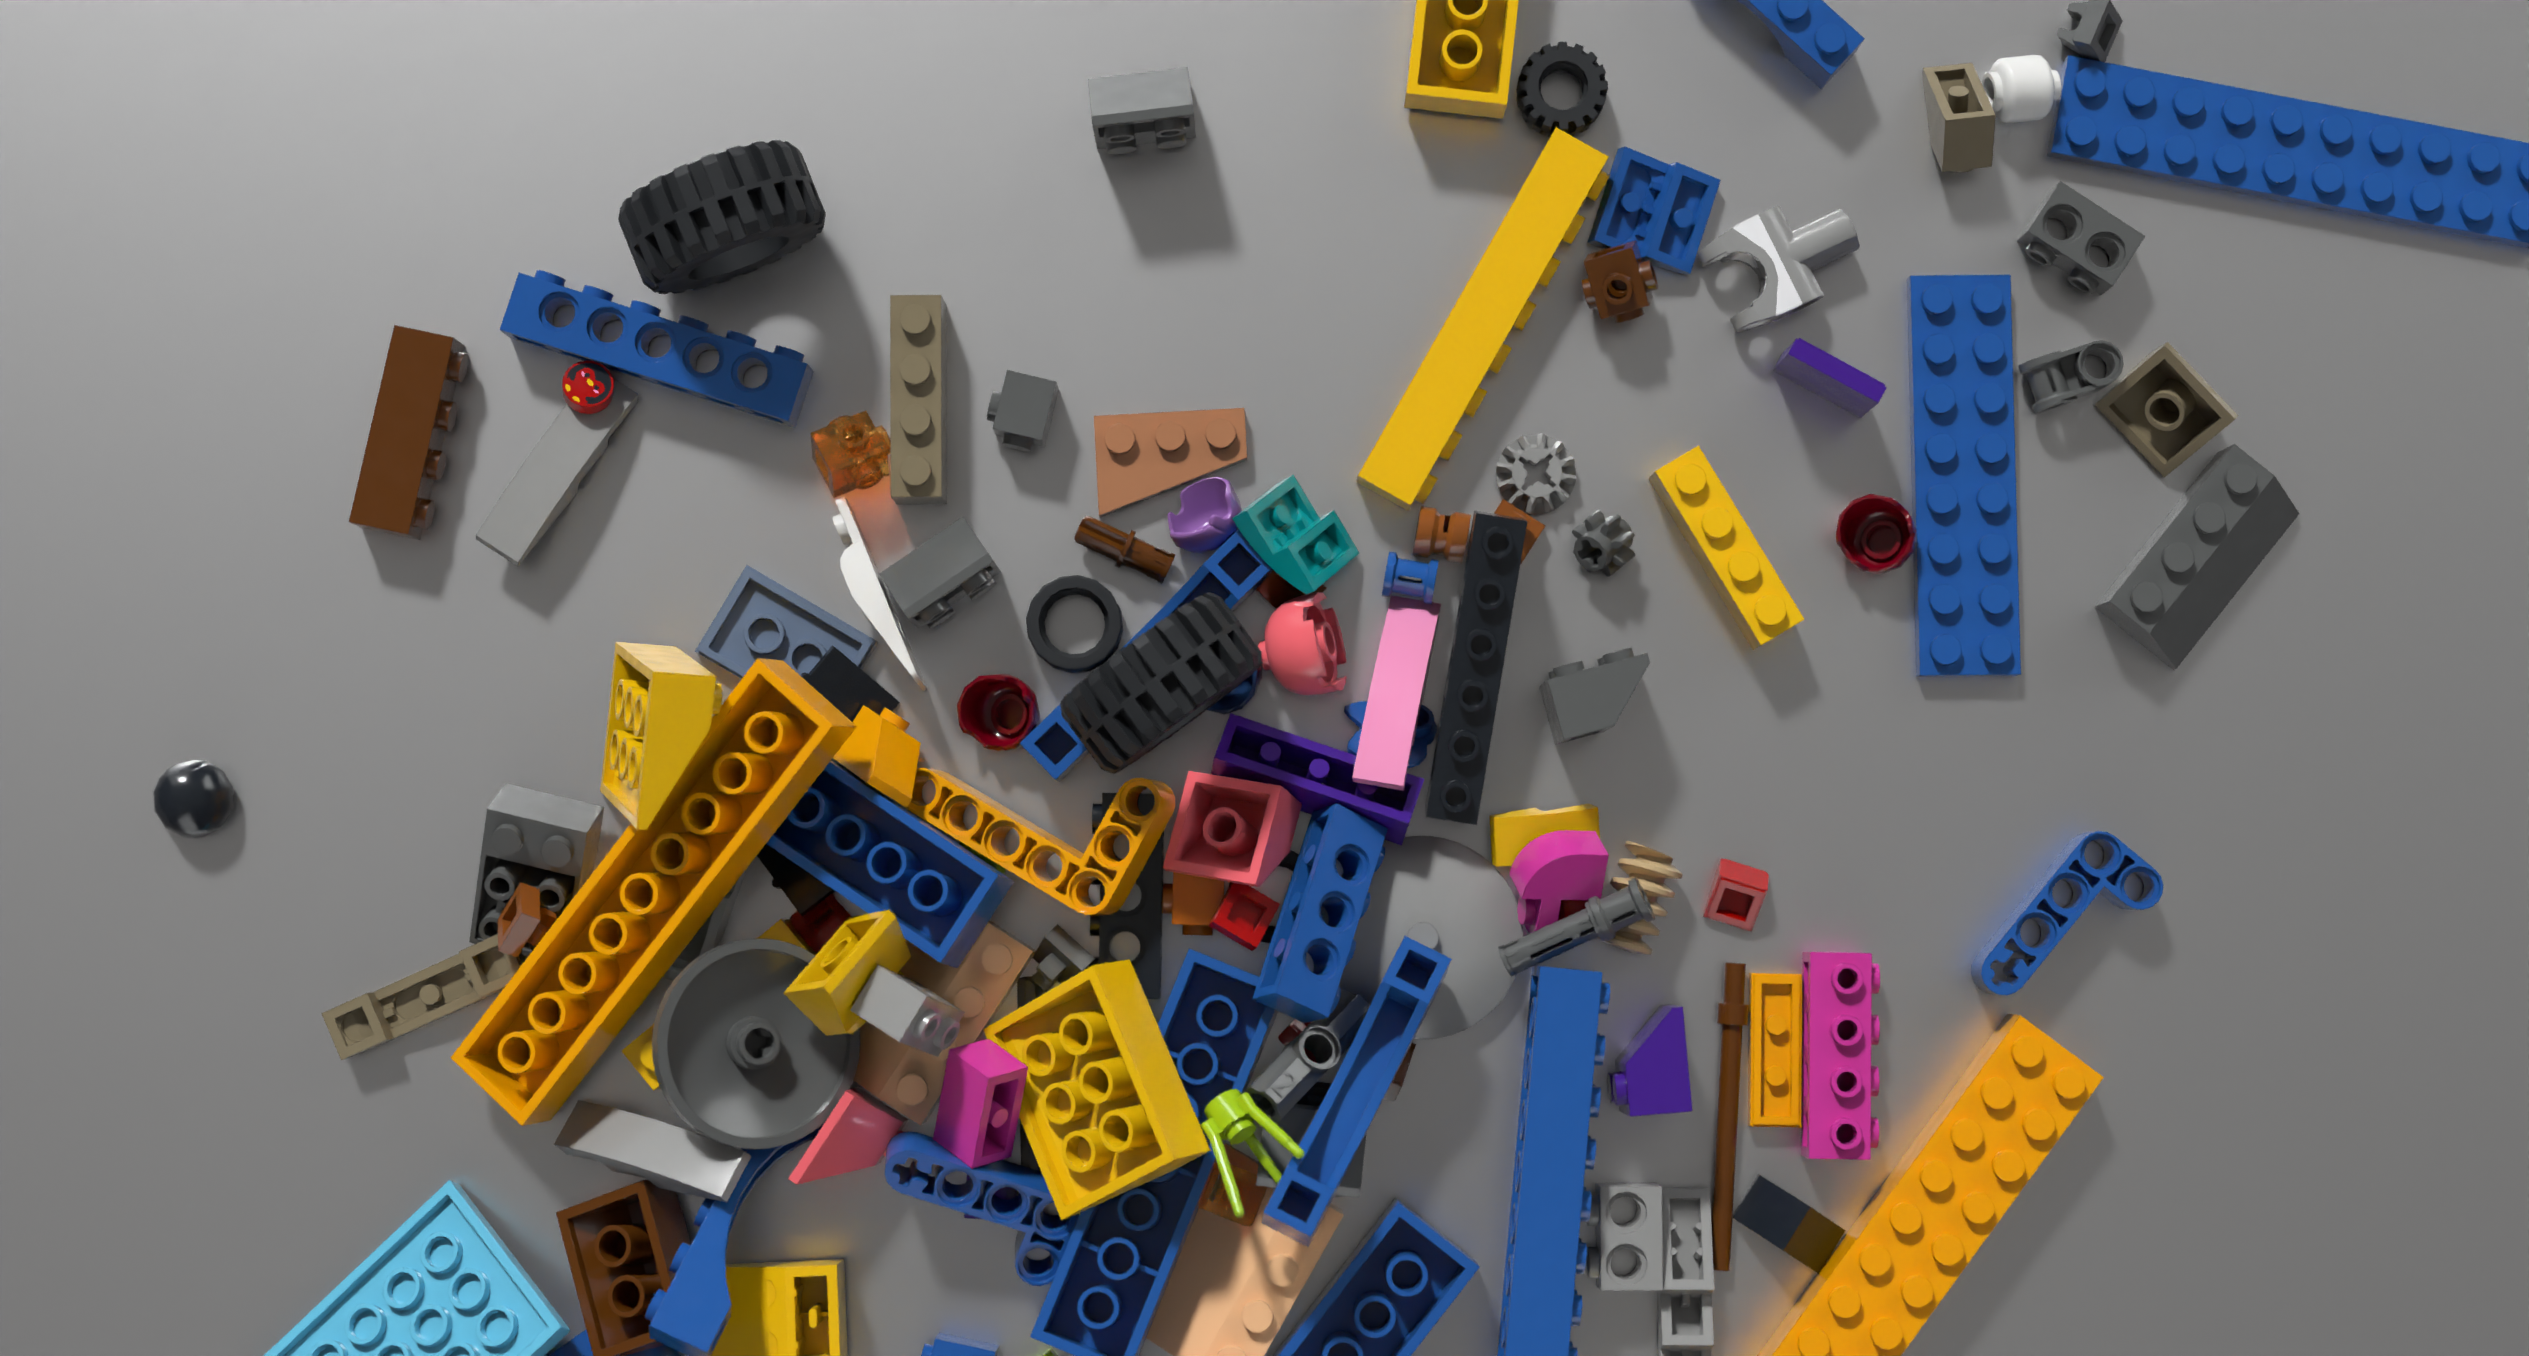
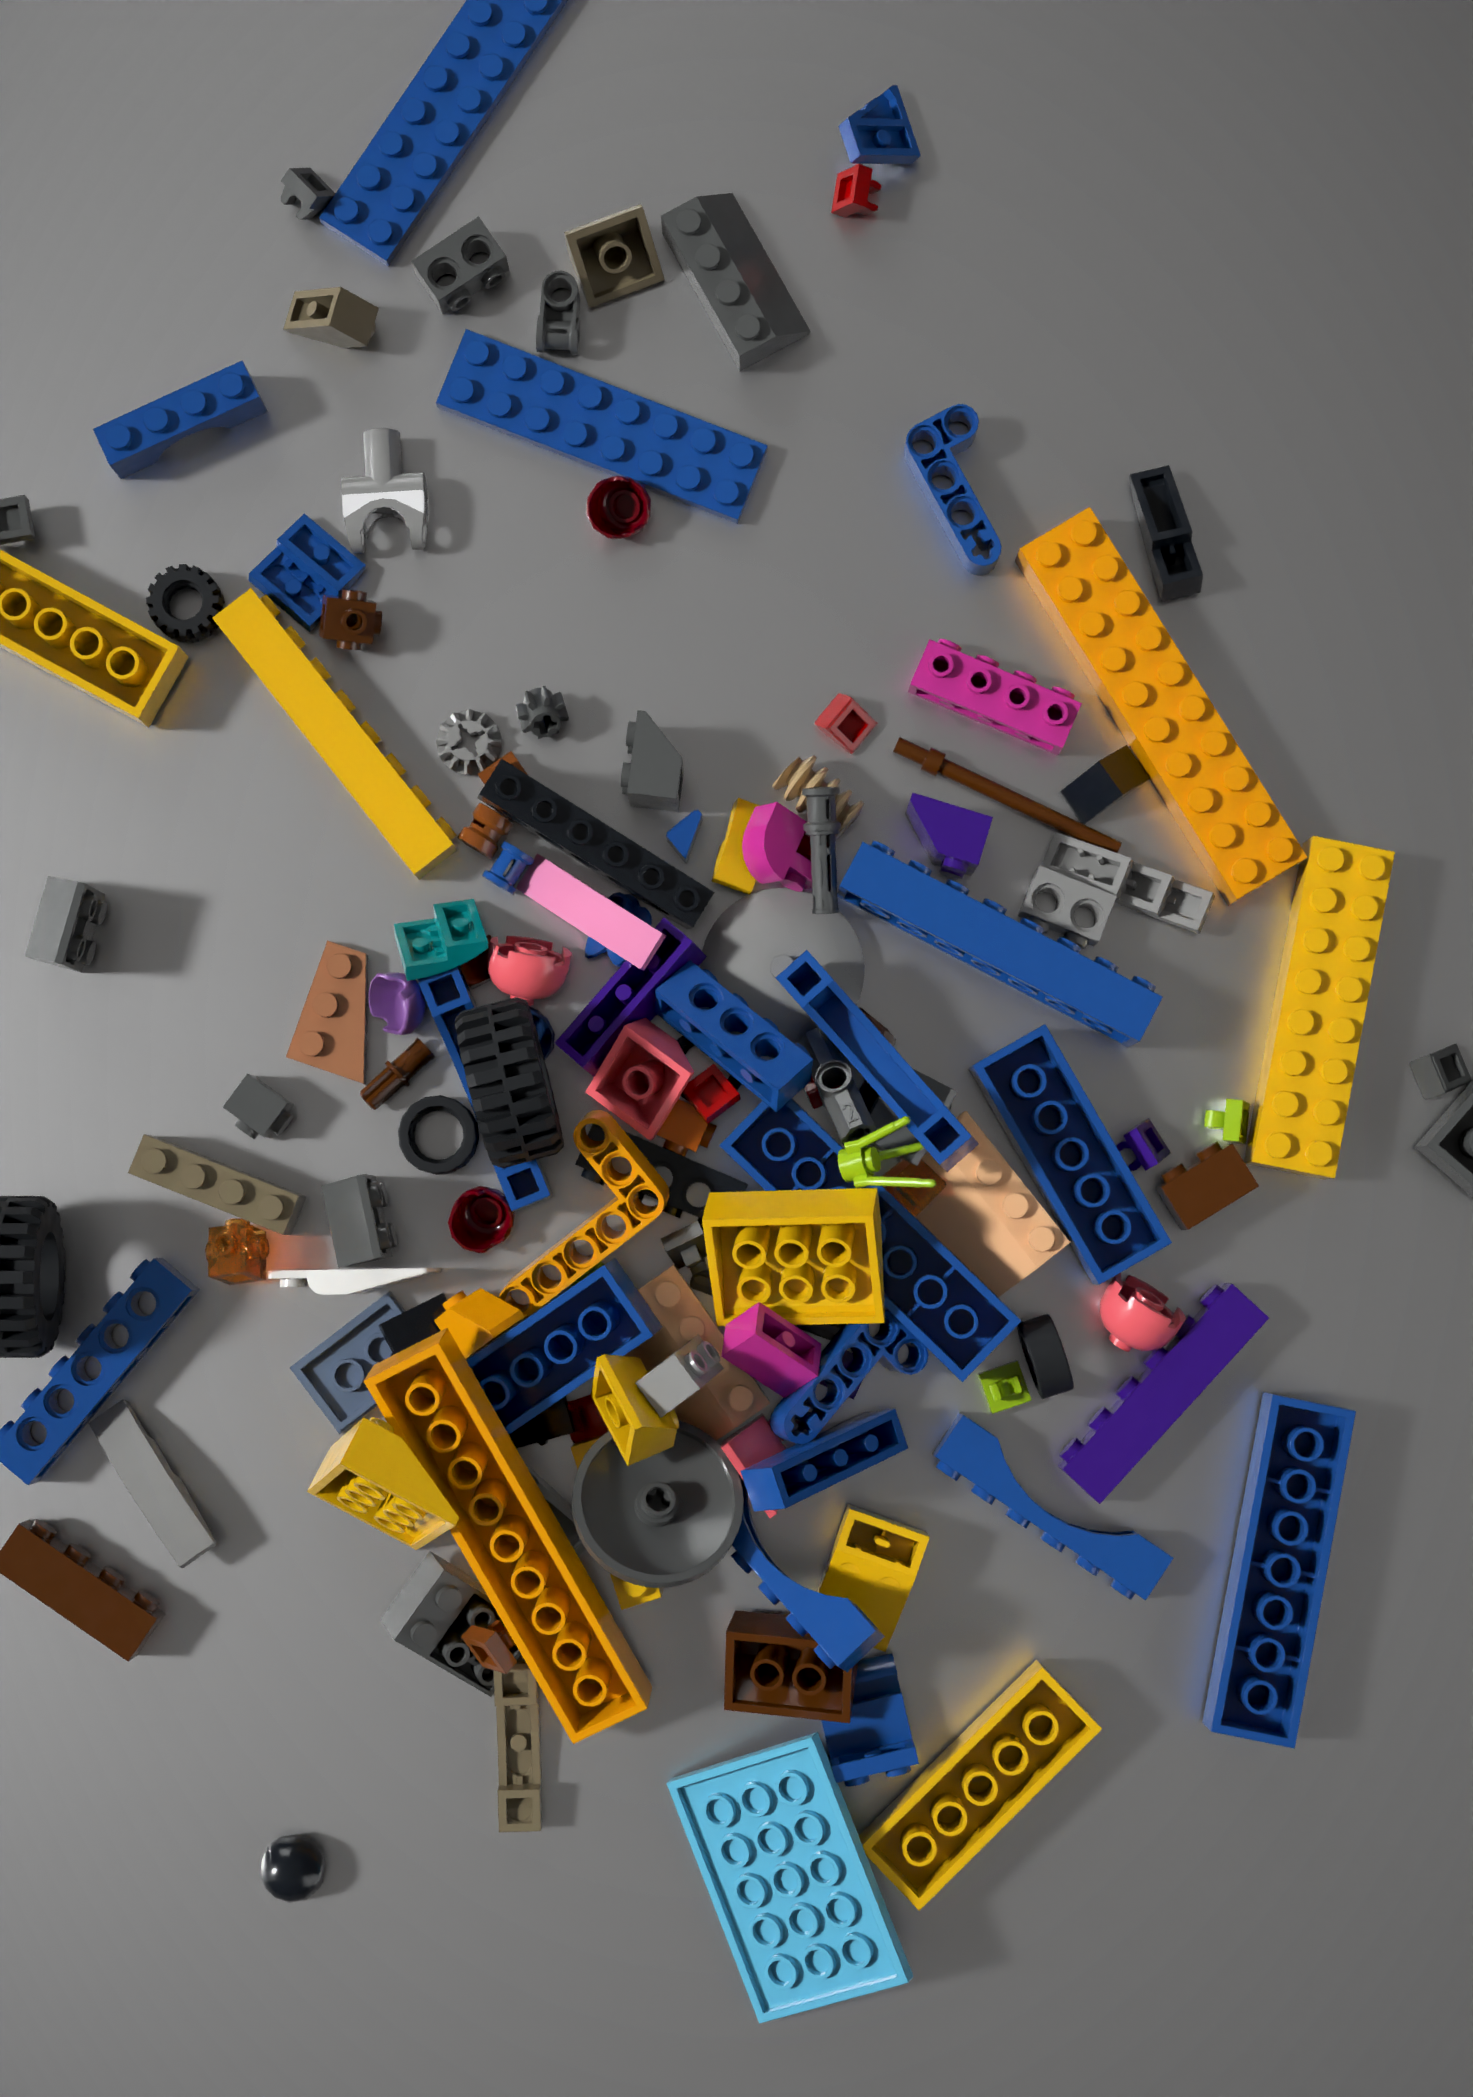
camera: 65 degrees left, 0 degrees up
(588, 387) = (101, 1435): red tile -> none
(653, 1150) = (706, 1615): light grey slope -> none
(877, 1216) = (824, 1460): none -> blue brick
(1530, 762) = (684, 834): none -> blue slope
(1725, 547) = (583, 623): yellow brick -> none
(1775, 1050) = (972, 742): light orange tile -> none
(1830, 377) = (487, 492): dark purple tile -> none
(2021, 88) = (329, 260): white head -> none
(2111, 1178) = (1166, 533): none -> black slope
(2360, 652) = (853, 191): none -> red tile
(2443, 656) = (880, 132): none -> blue wing

